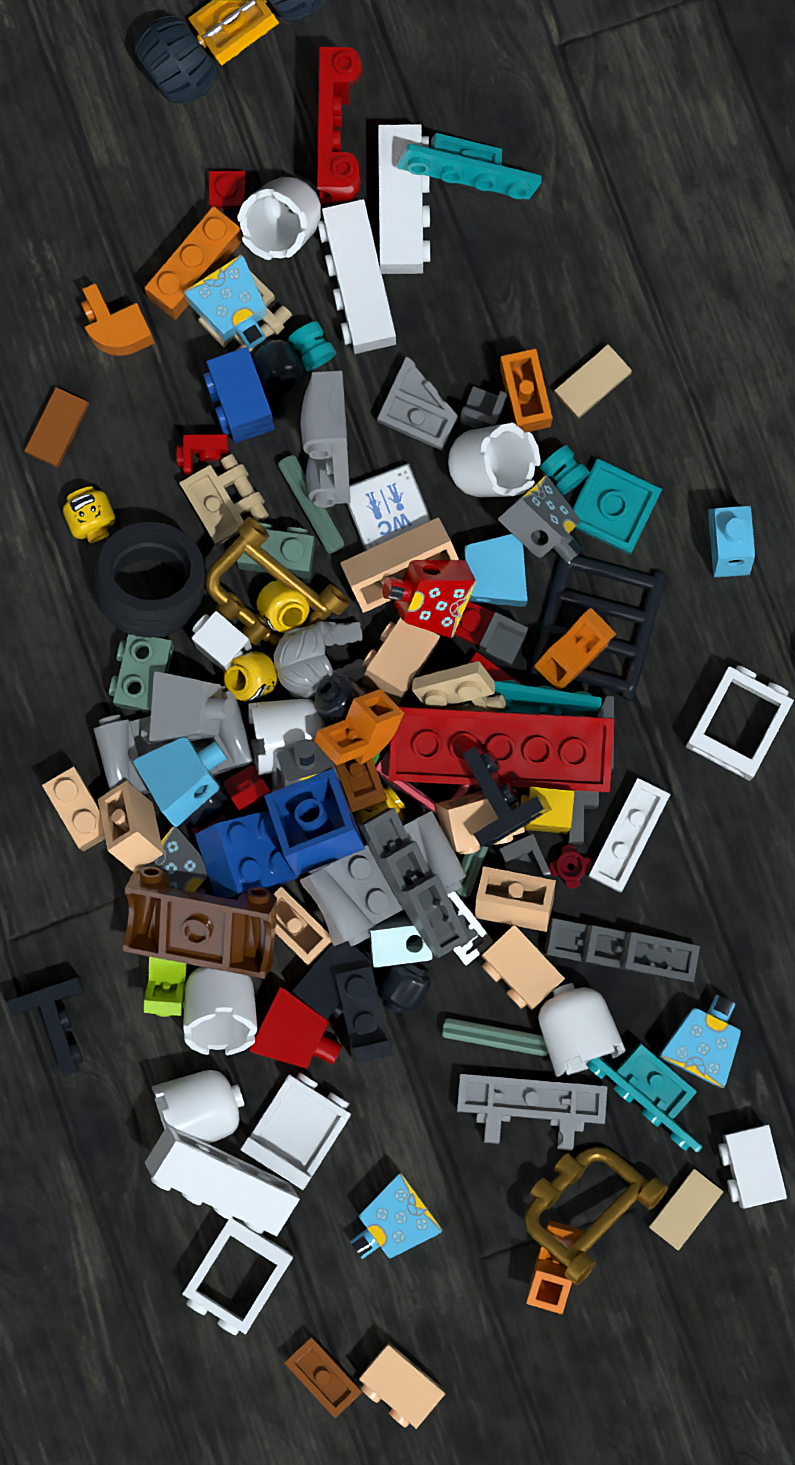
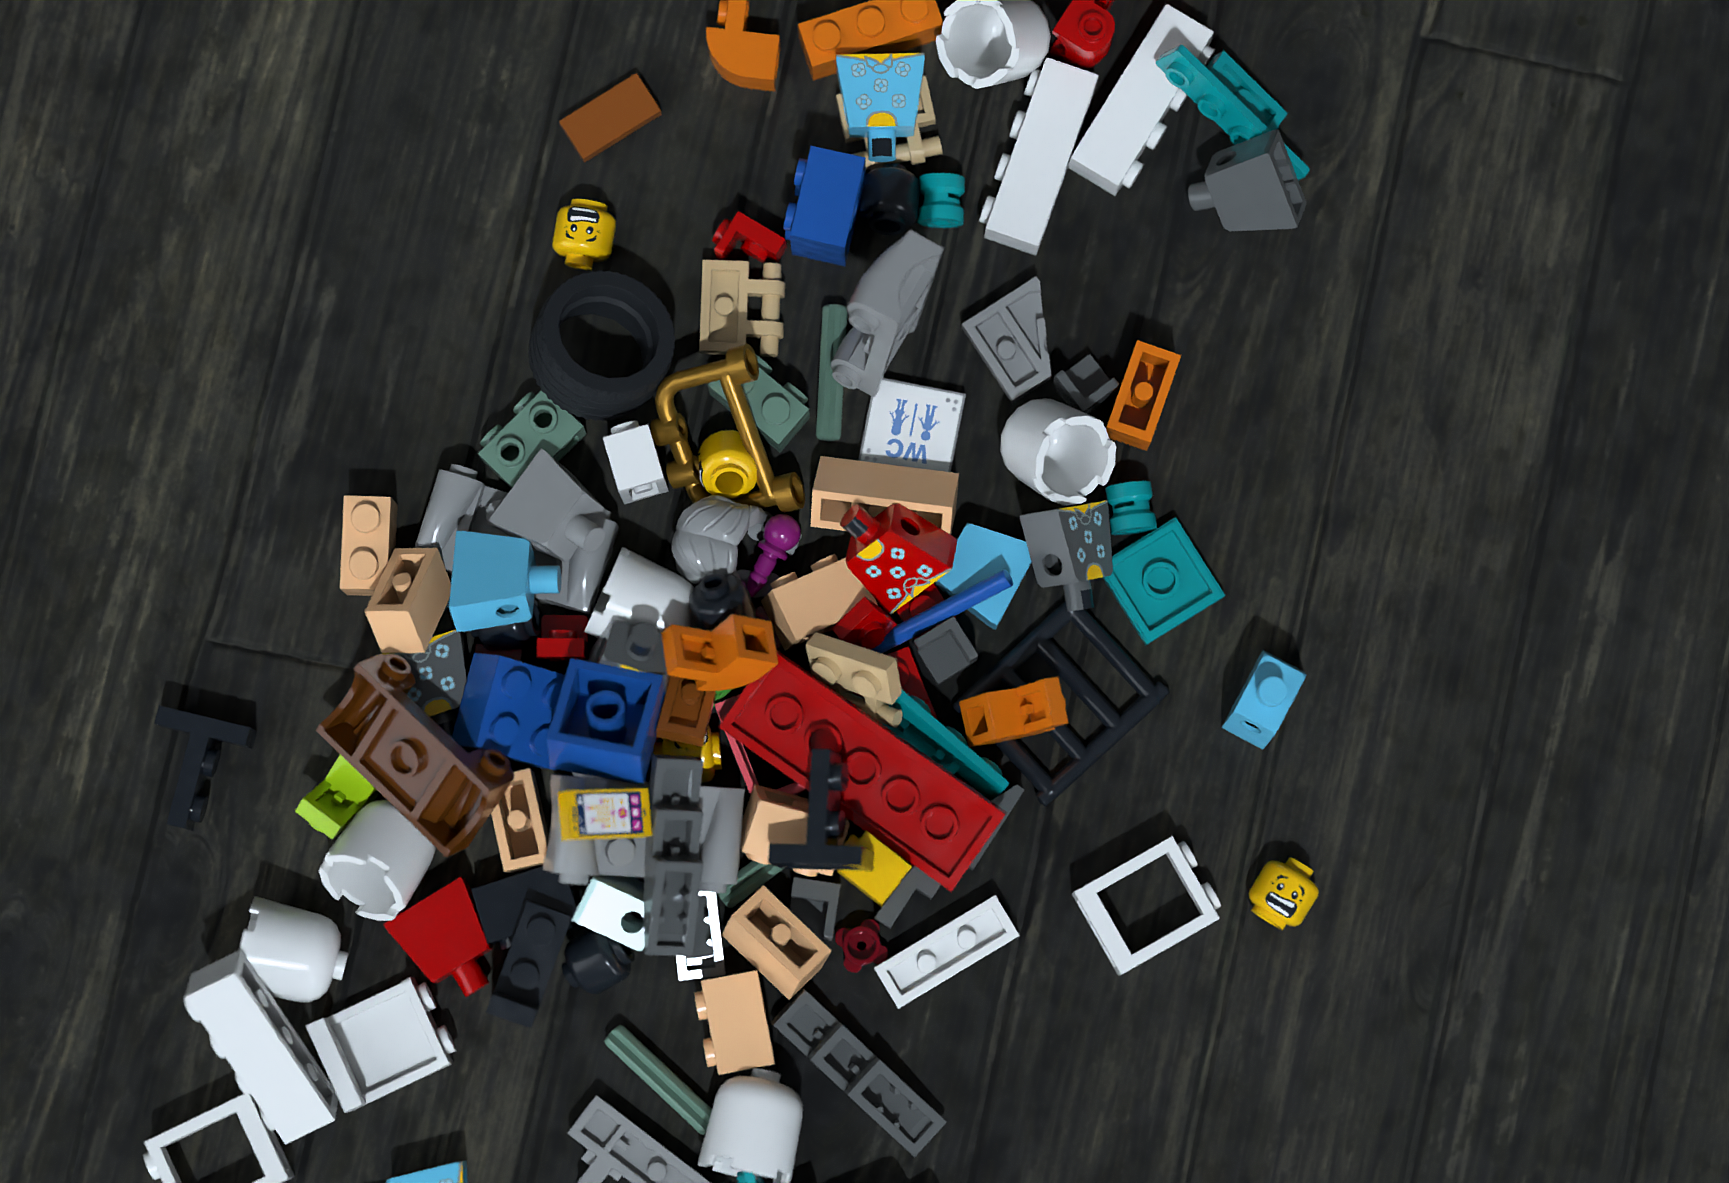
camera: 30 degrees right, 0 degrees up
(250, 676) = (644, 518): yellow head -> none
(347, 631) = (780, 535): none -> magenta bar
(353, 882) = (604, 814): none -> tile
(440, 654) = (864, 625): none -> red plate
(485, 615) = (946, 609): none -> blue bar
(510, 210) = (1252, 186): none -> dark grey torso
(592, 381) = (1224, 430): tan tile -> none

